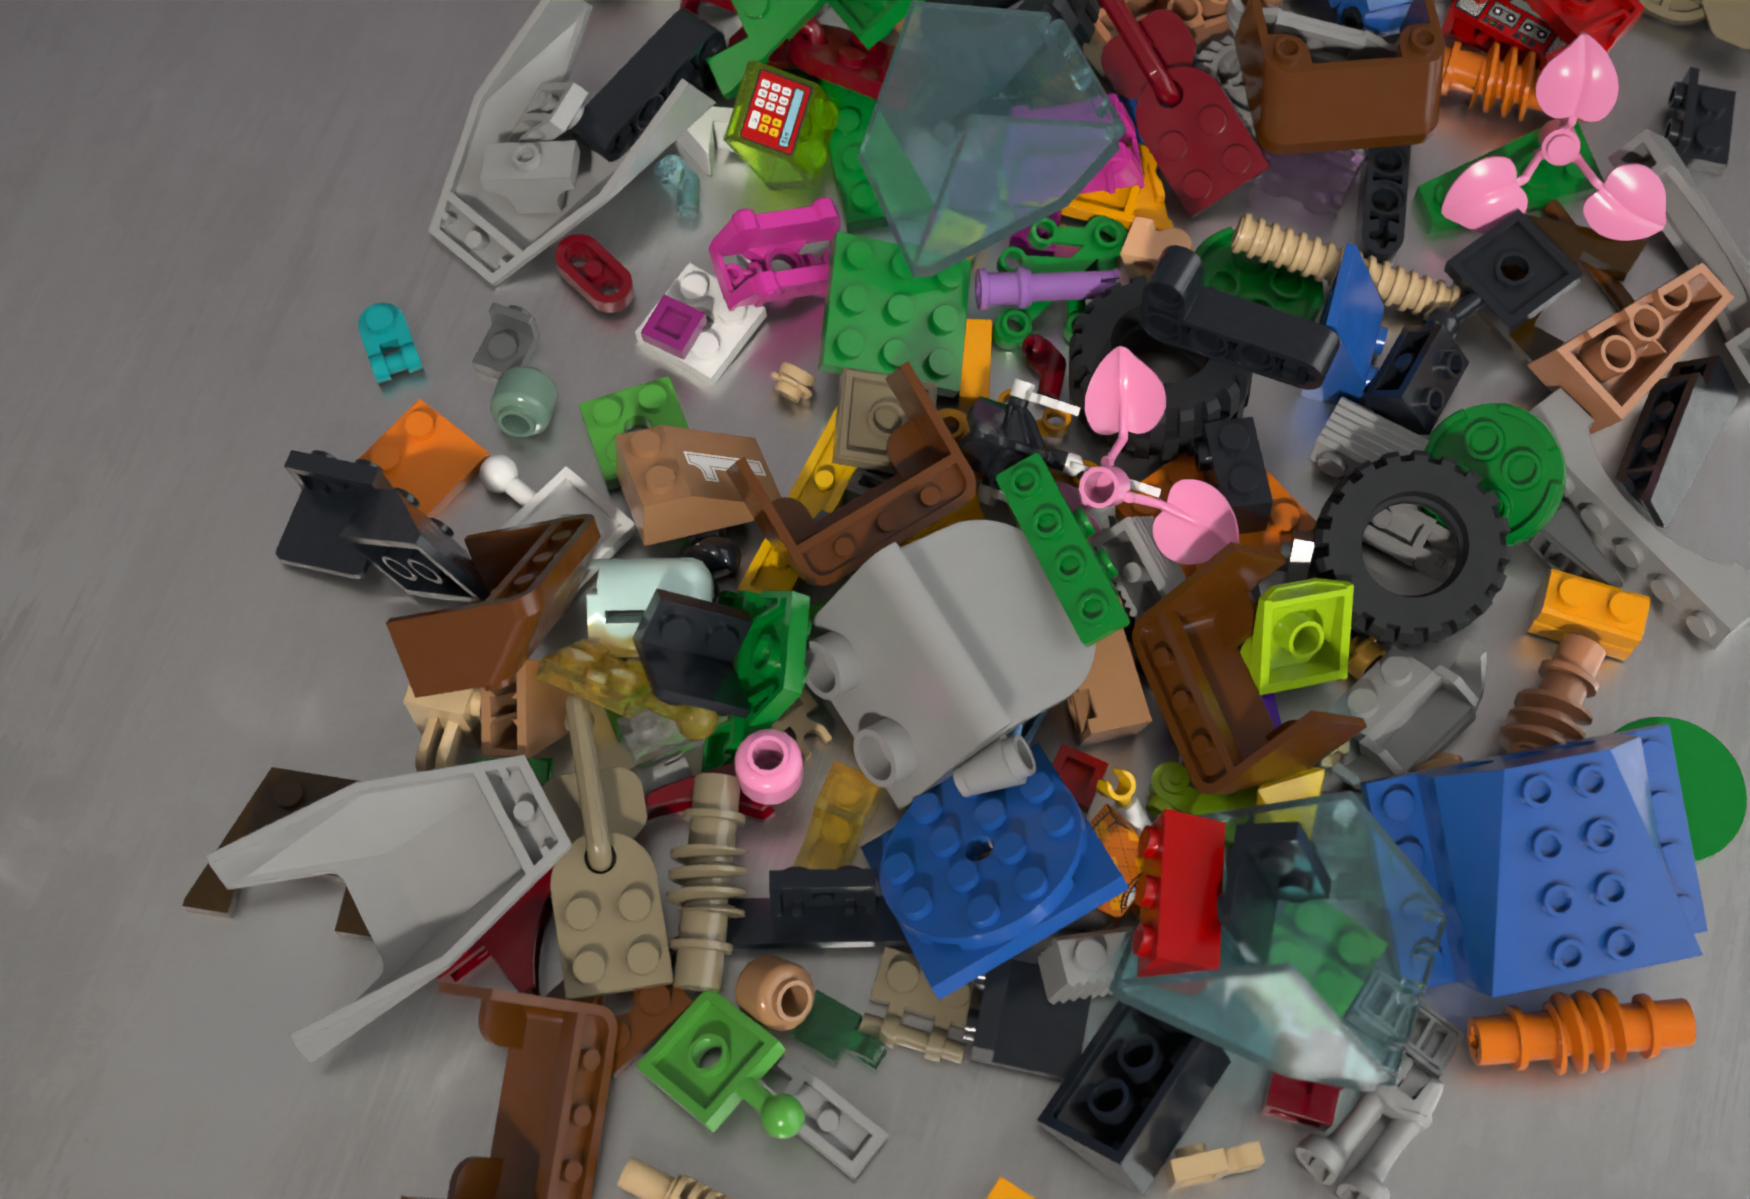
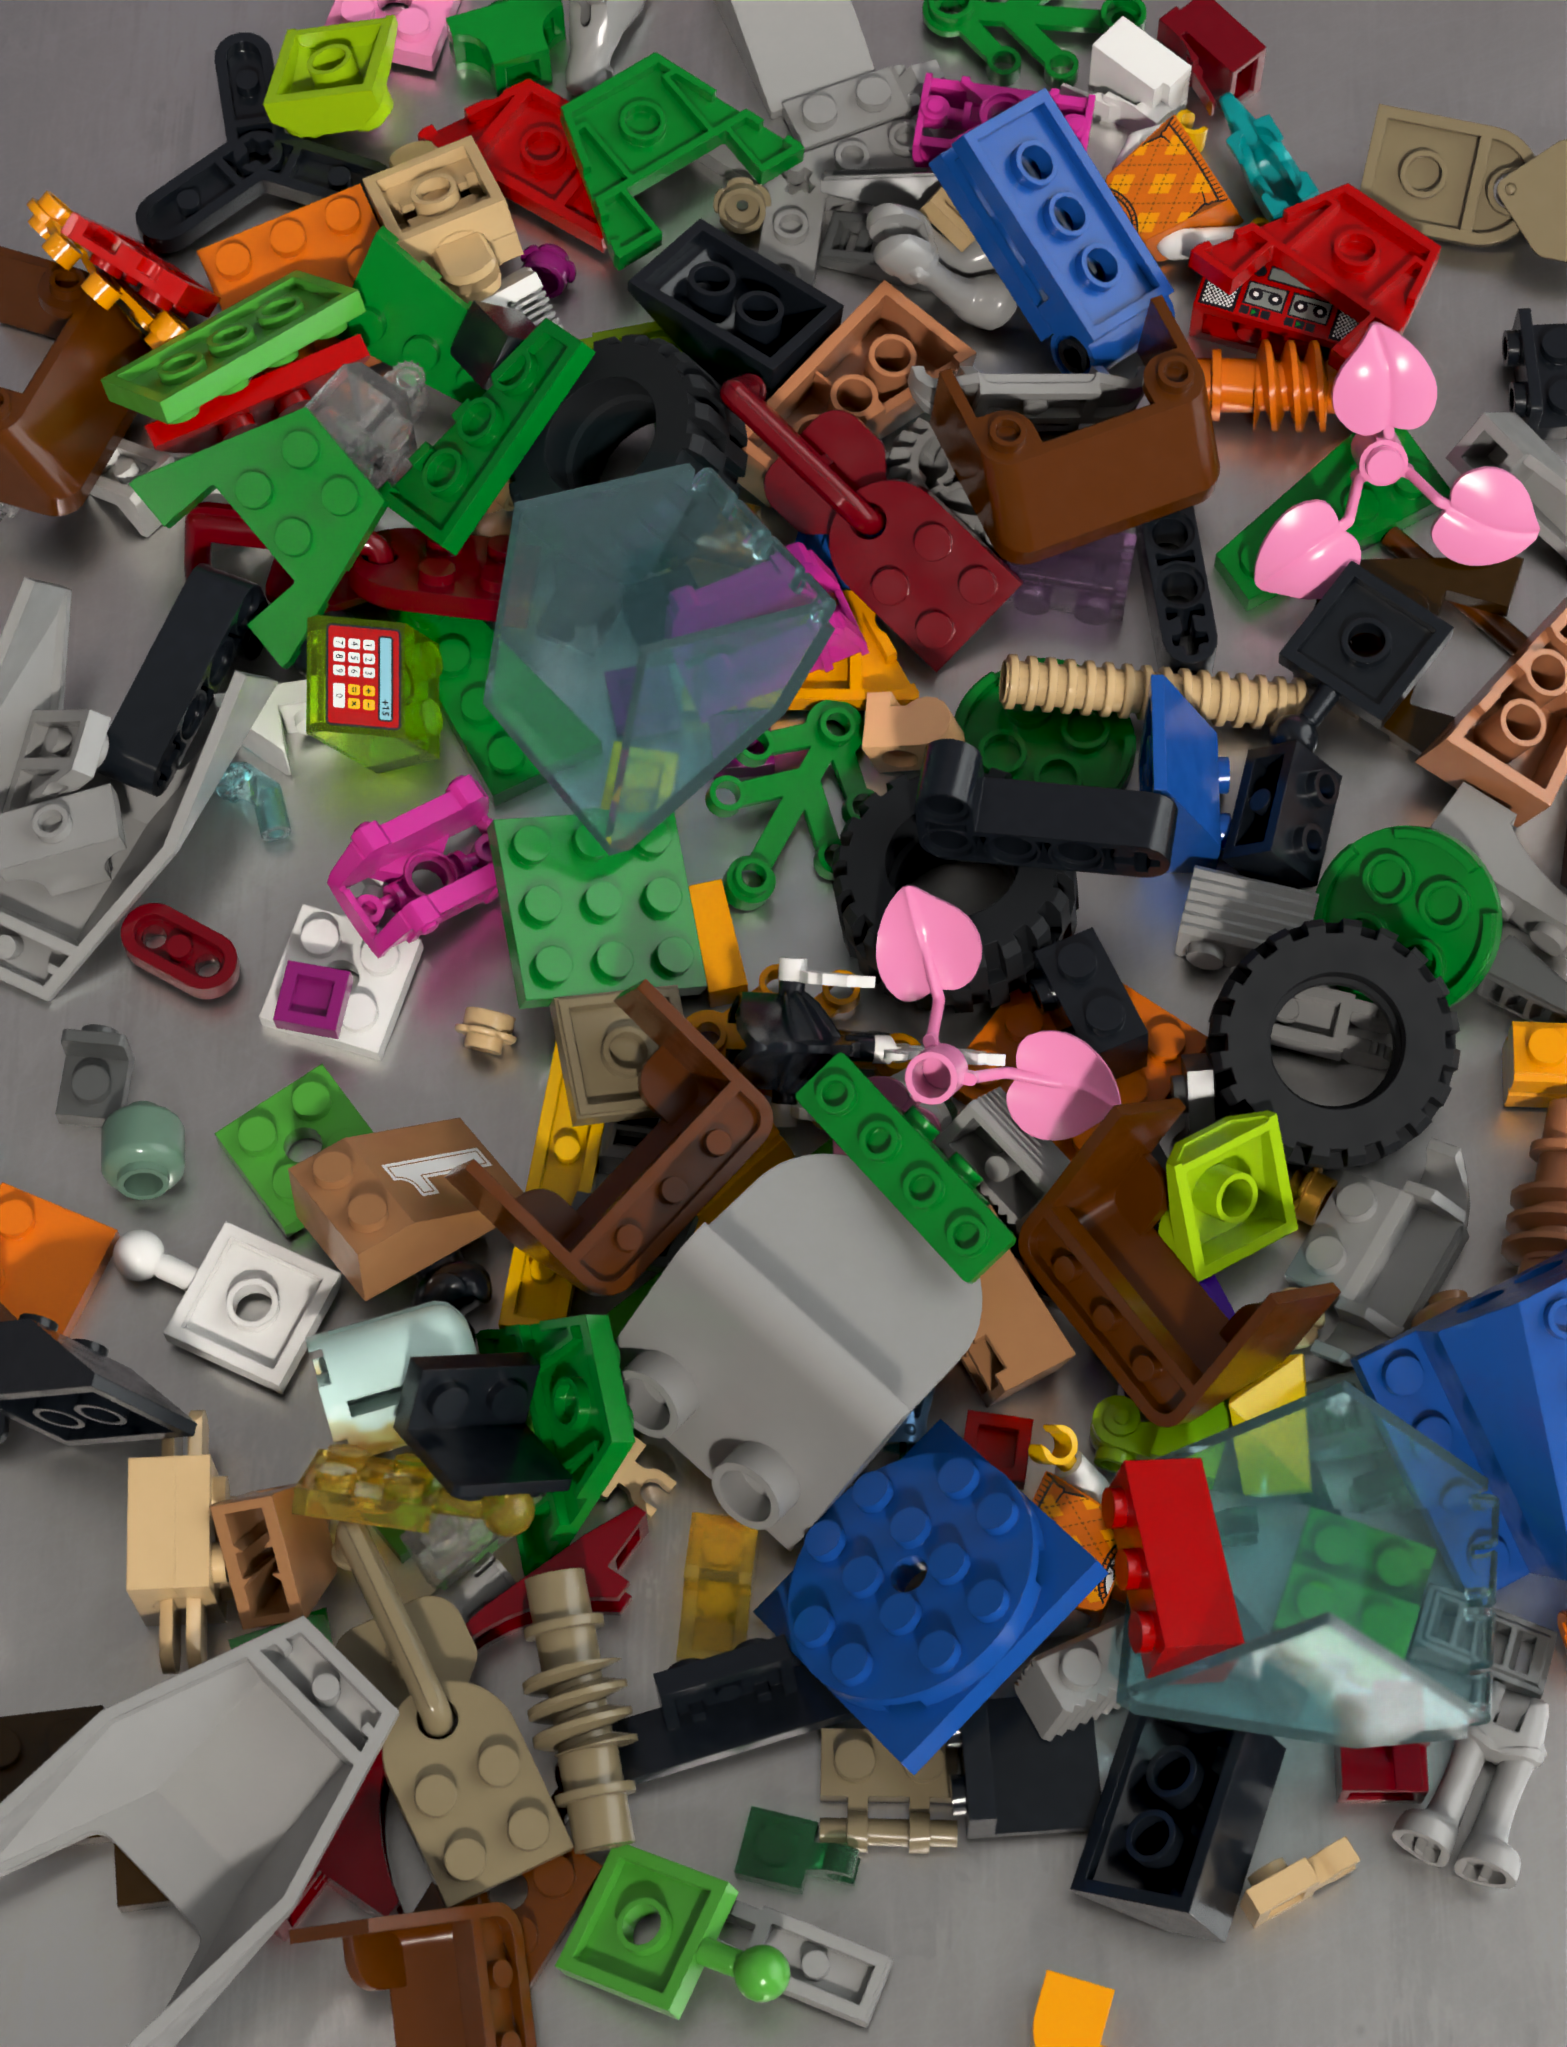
camera: 15 degrees left, 0 degrees up
(487, 642) = (218, 1494): reddish brown windscreen -> none
(766, 751) = (621, 1523): bright pink head -> none
(775, 992) = (703, 1824): medium nougat head -> none
(996, 767) = (901, 1466): light grey cone -> none
(1024, 287) = (752, 826): medium lavender pin -> none
(1047, 363) = (808, 917): dark red arm -> none
(1263, 867) = (1261, 1501): black bracket -> none

